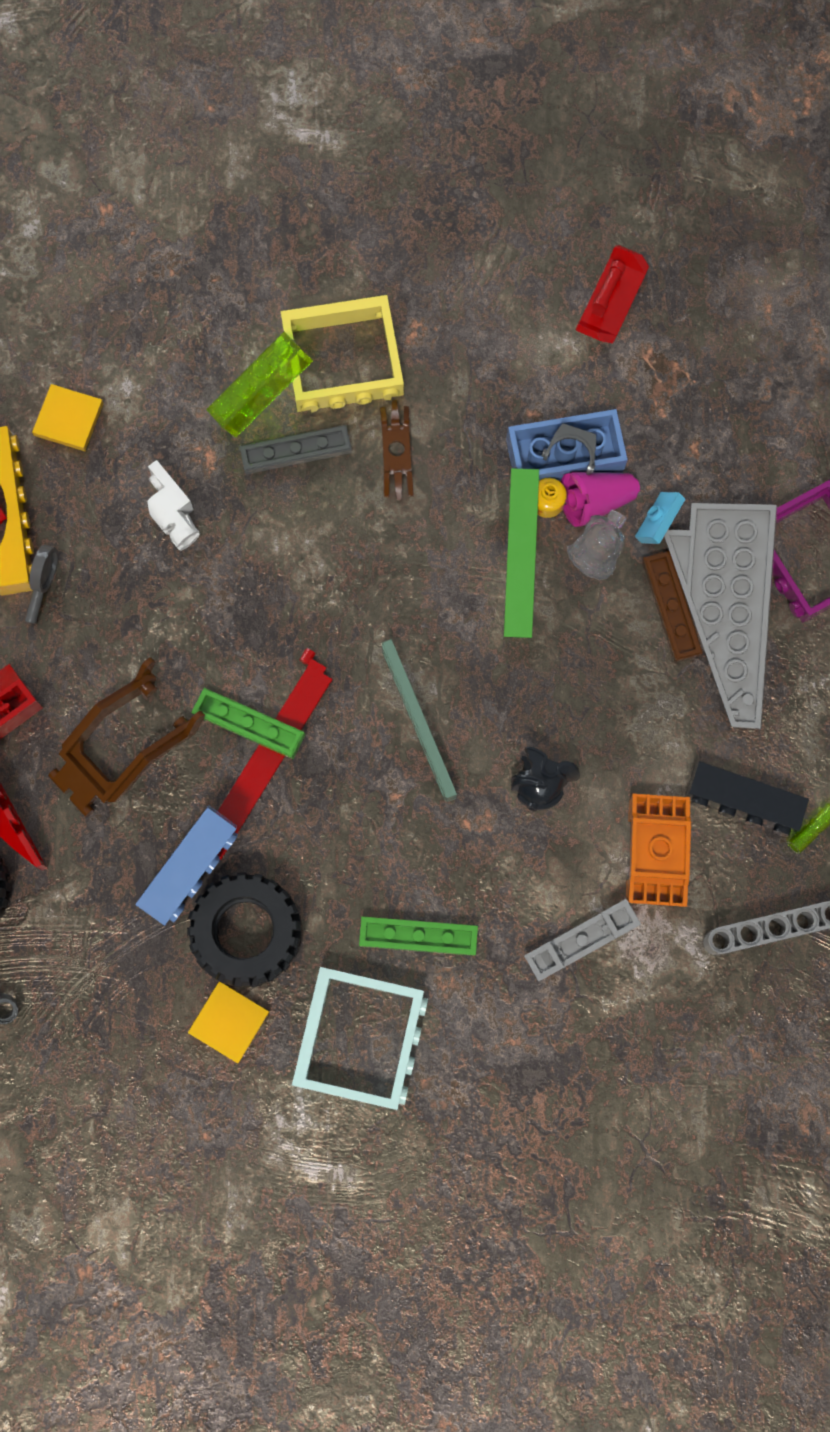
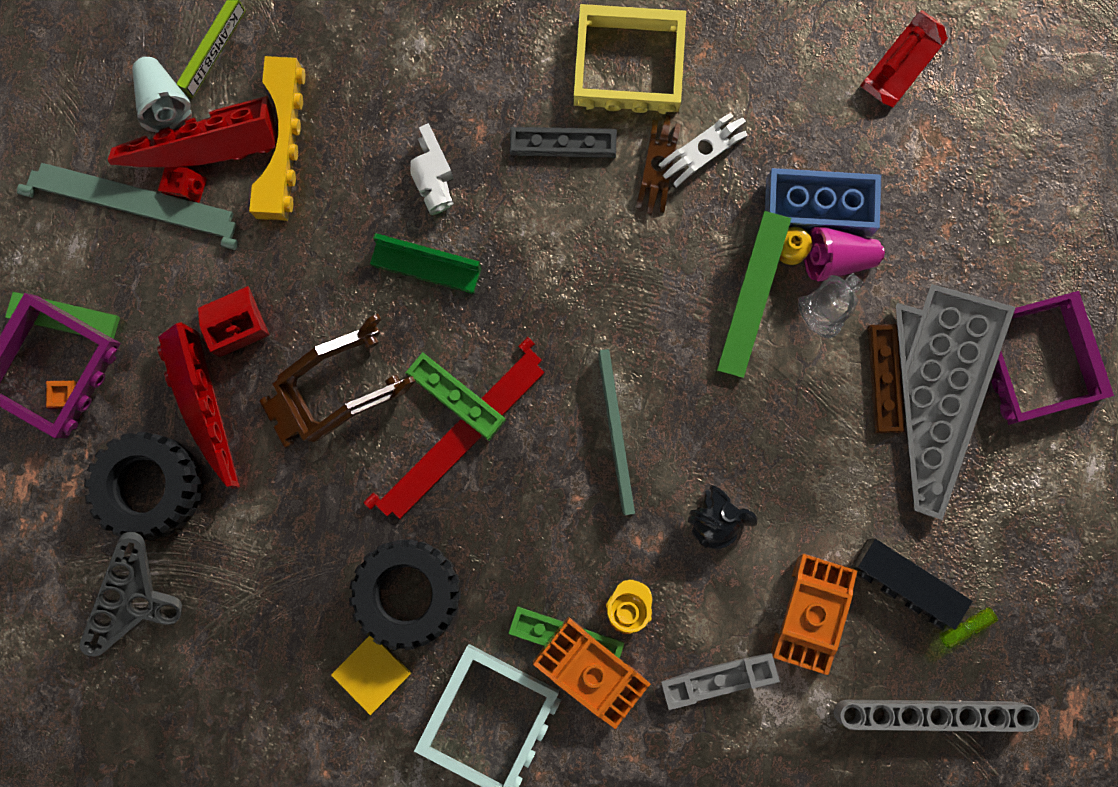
camera: 20 degrees right, 5 degrees up
(41, 578) = (295, 211): dark grey piece -> none
(68, 417) = (356, 62): yellow tile -> none
(186, 599) = (425, 263): none -> green panel
(186, 865) = (365, 520): medium blue brick -> none
(259, 384) = (543, 72): clear neon green brick -> none
(430, 436) = (693, 158): none -> white piece
(452, 962) = (591, 673): none -> orange plate
(474, 888) = (630, 607): none -> yellow hat
(569, 432) = (846, 199): dark grey helmet -> none
(660, 517) = (896, 290): medium azure plate -> none

